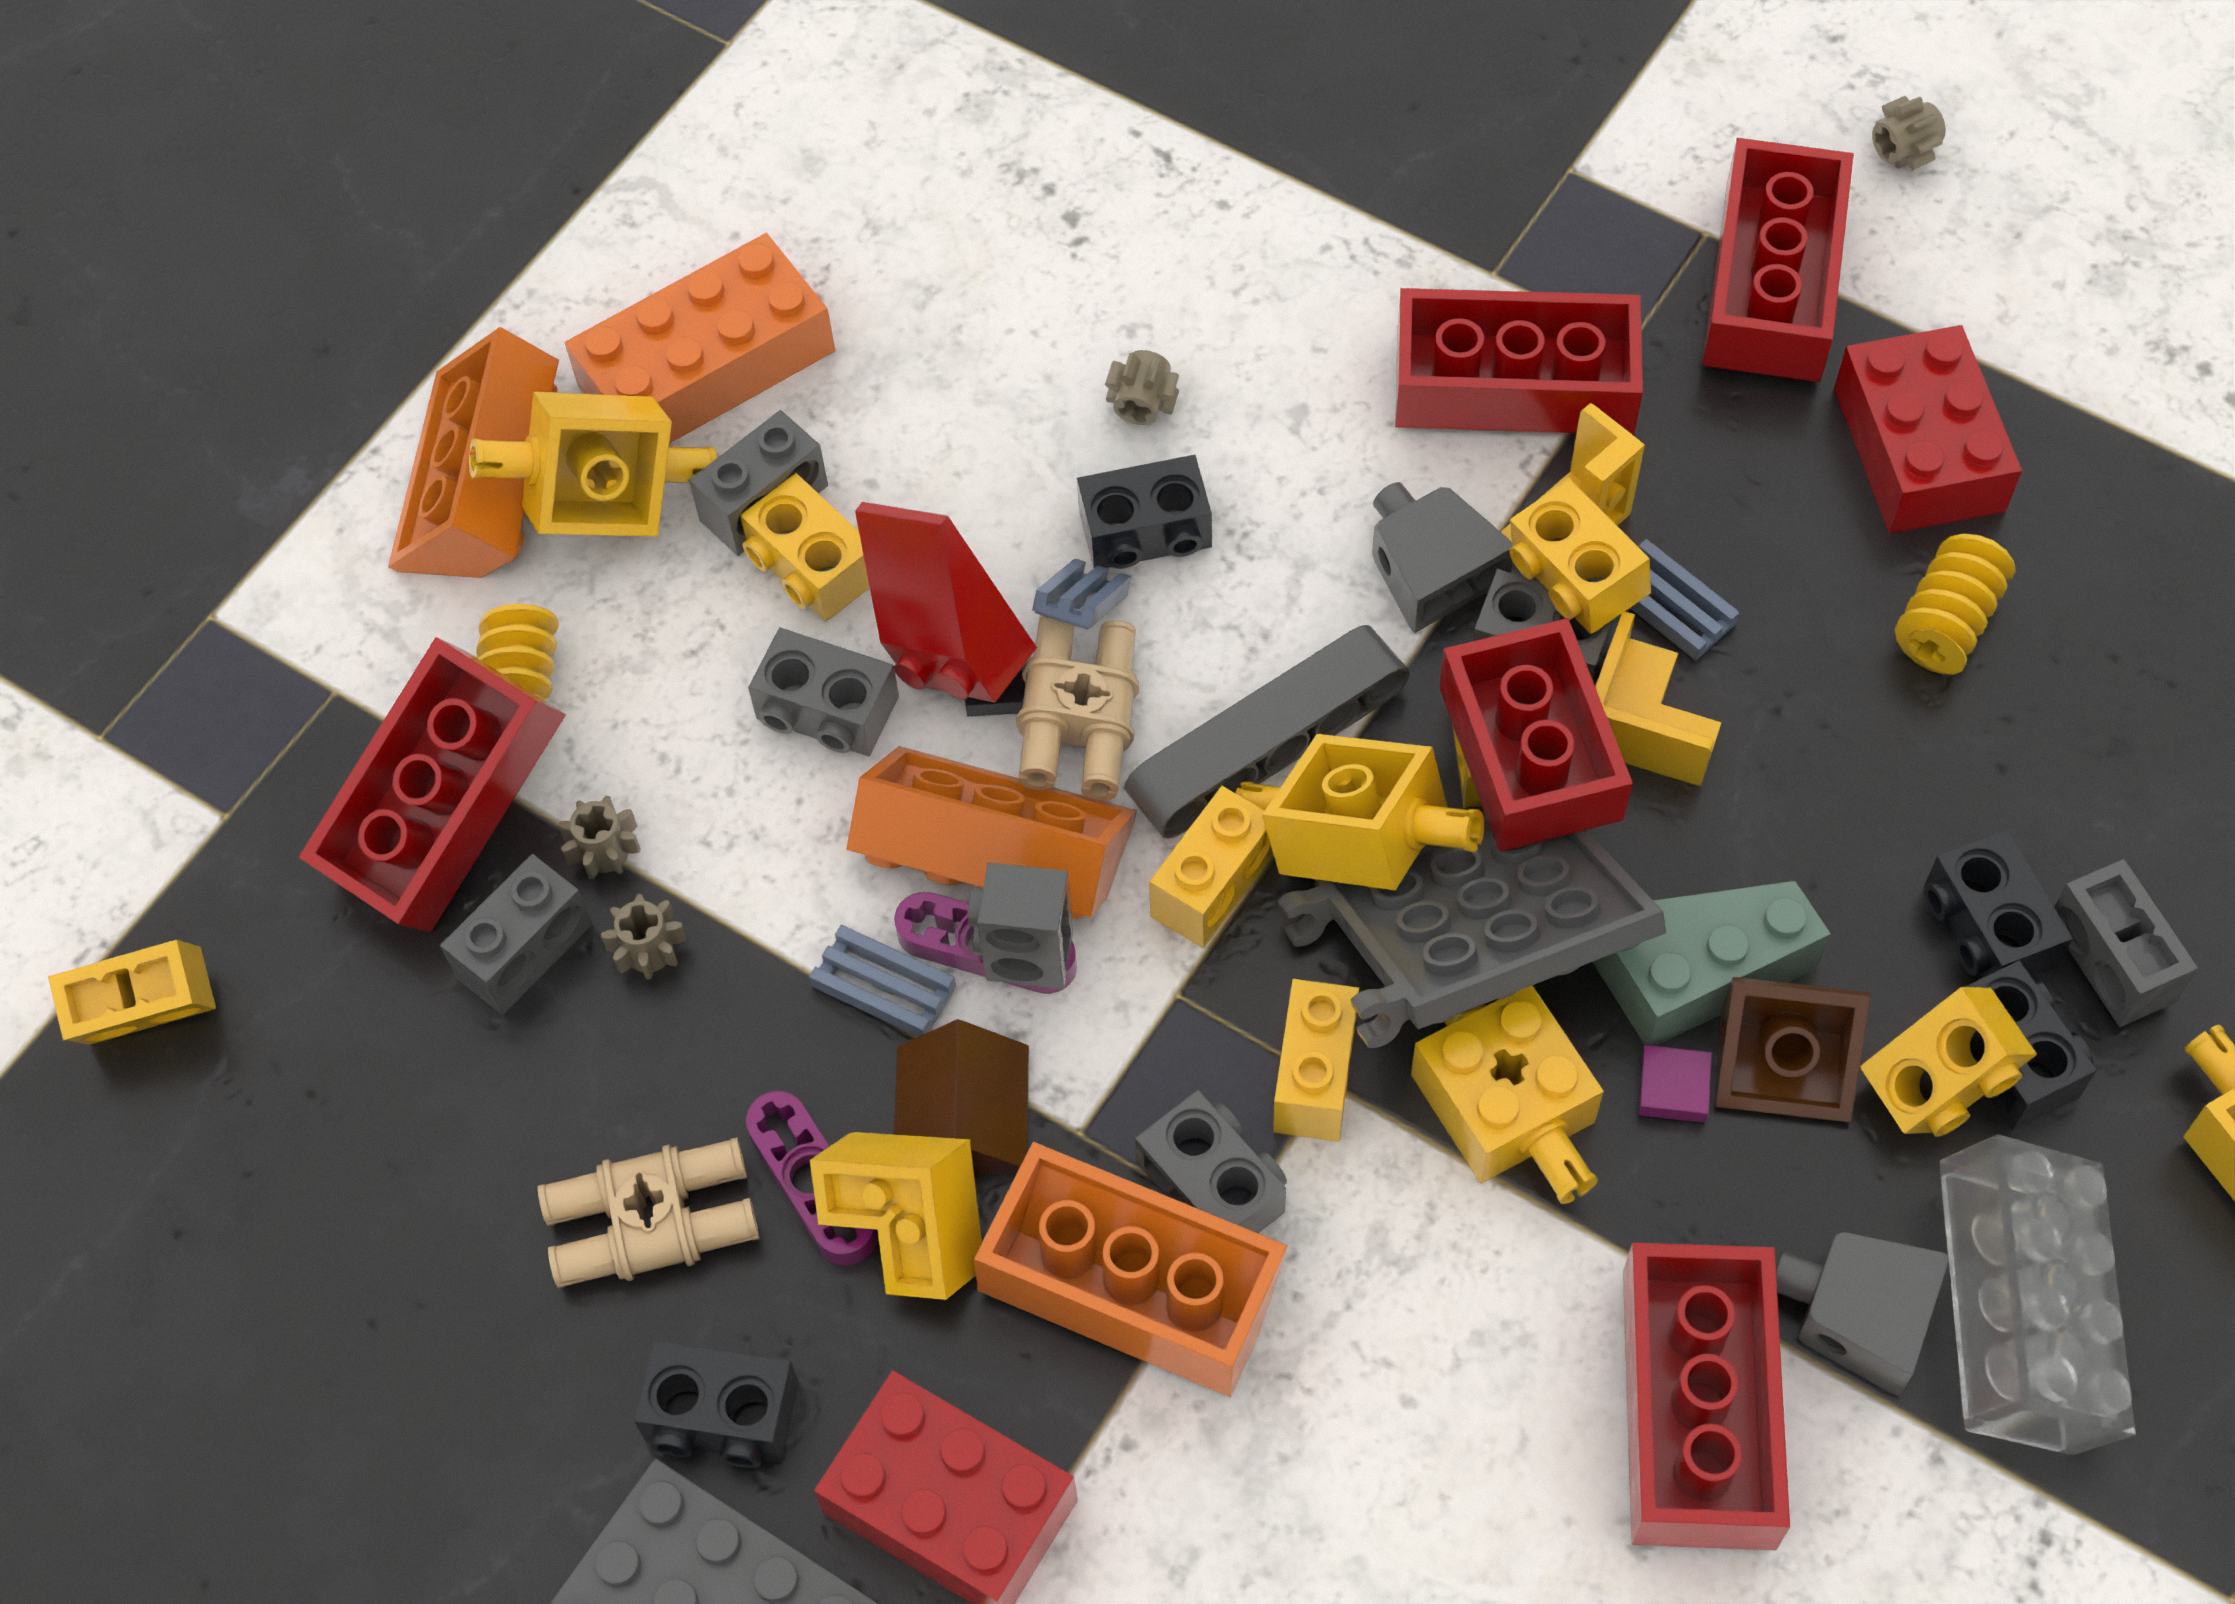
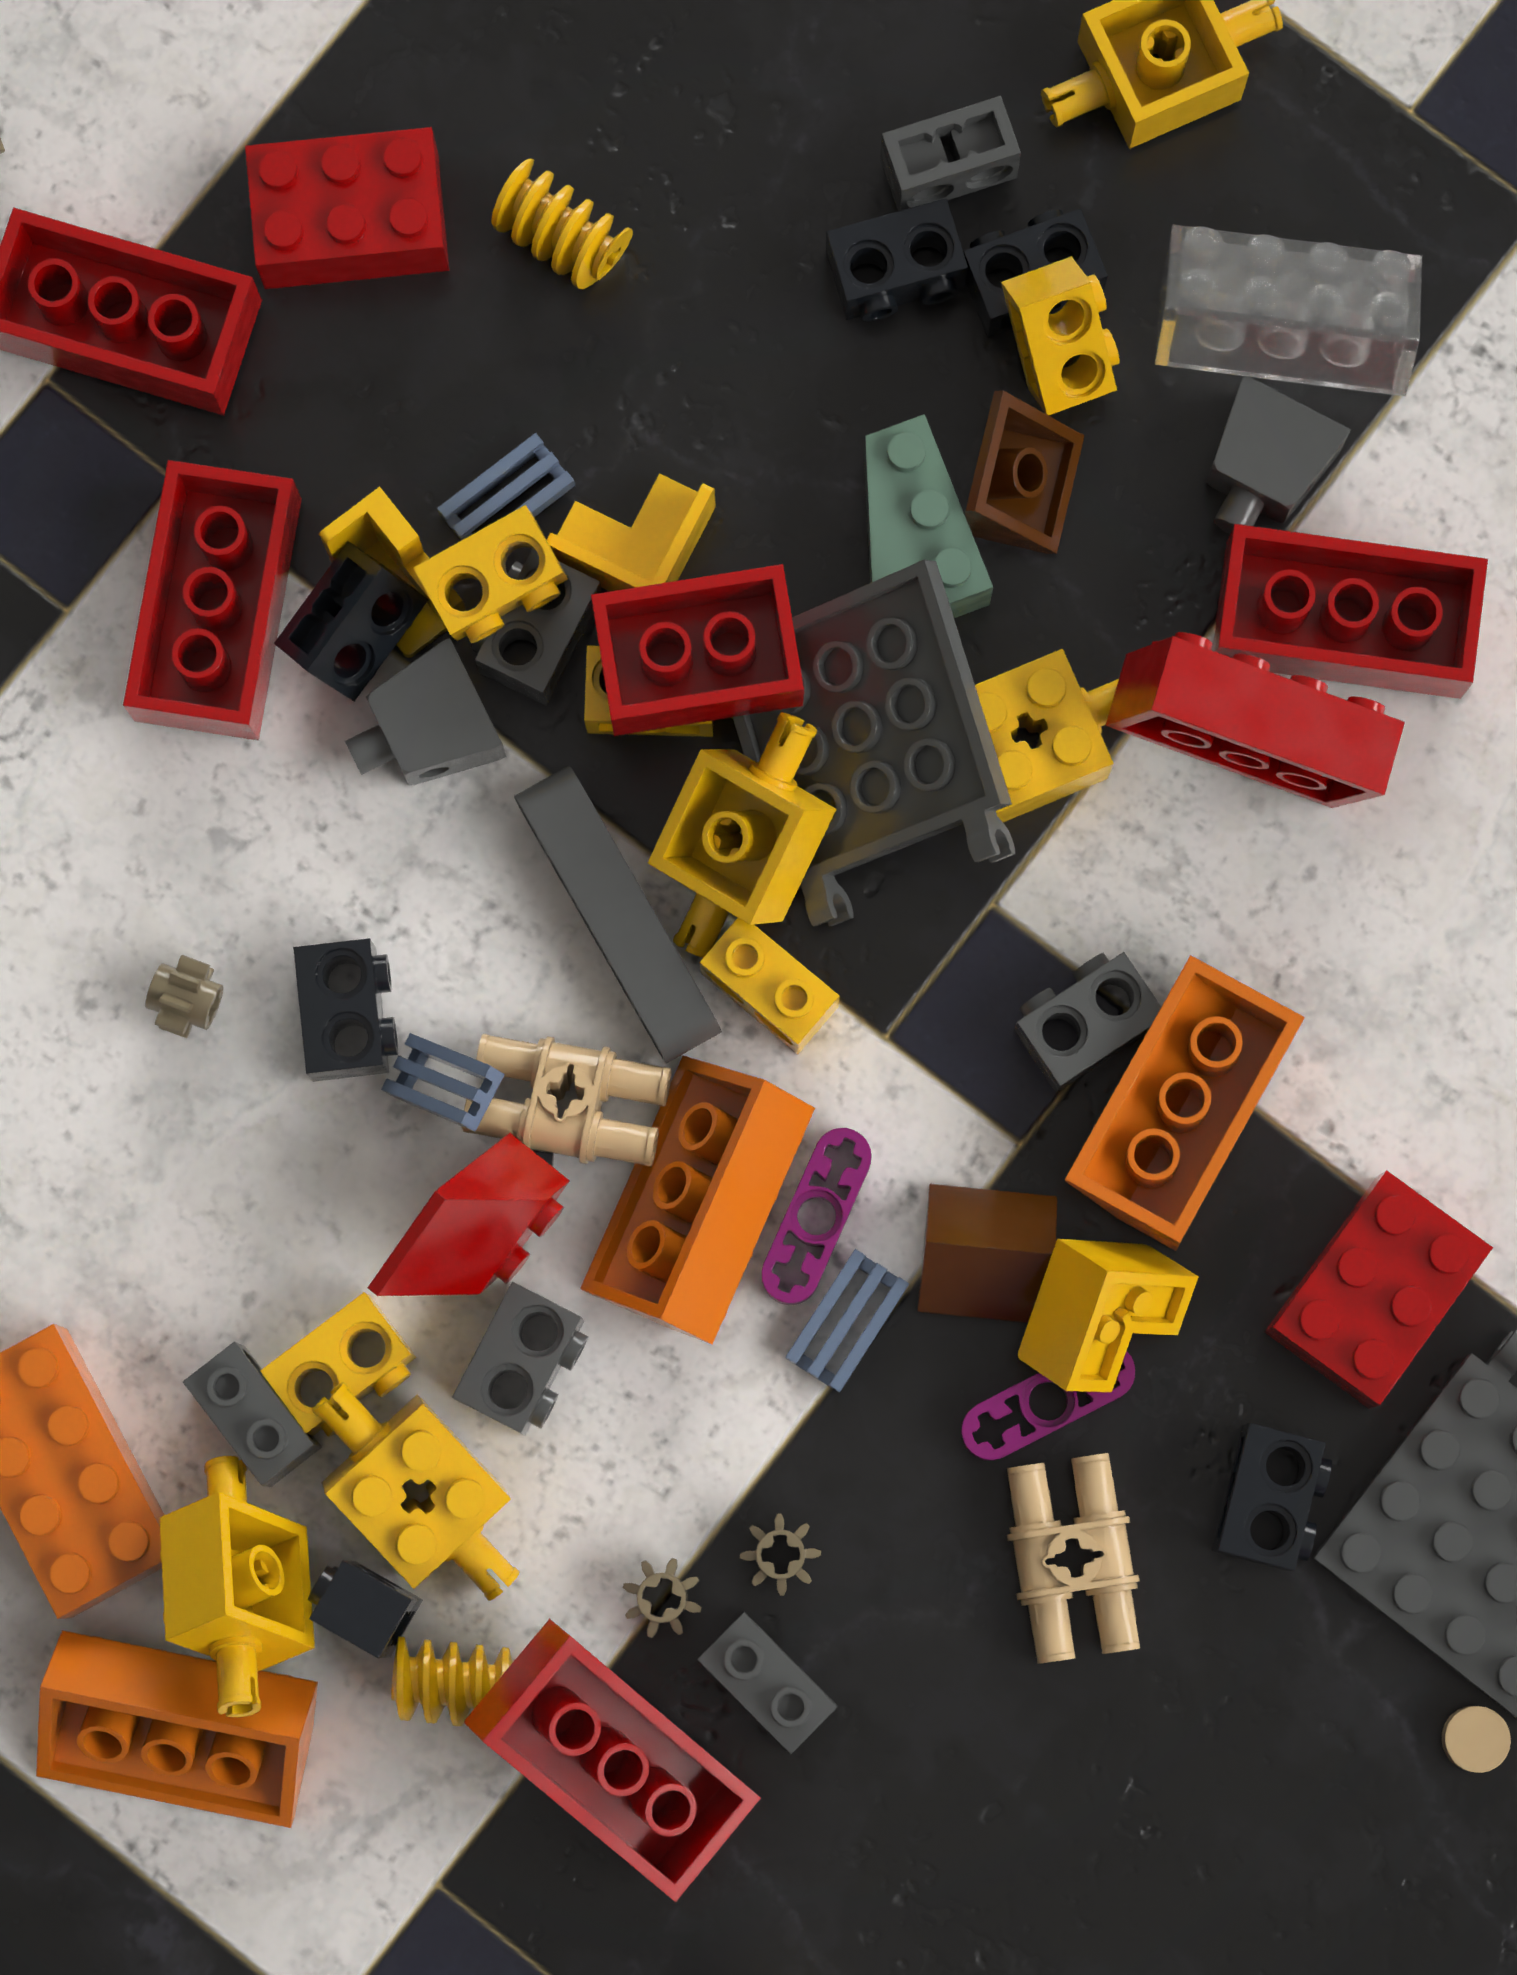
camera: 85 degrees left, 20 degrees up
(579, 577) = (362, 1607): none -> black brick
(691, 611) = (415, 1534): none -> yellow brick
(1023, 924) = (843, 1168): dark grey brick -> none
(1315, 1060) = (986, 910): yellow brick -> none
(1516, 453) = (351, 621): none -> black brick
(1554, 1282) = (1256, 721): none -> red brick
(1675, 1083) = (1032, 585): magenta tile -> none

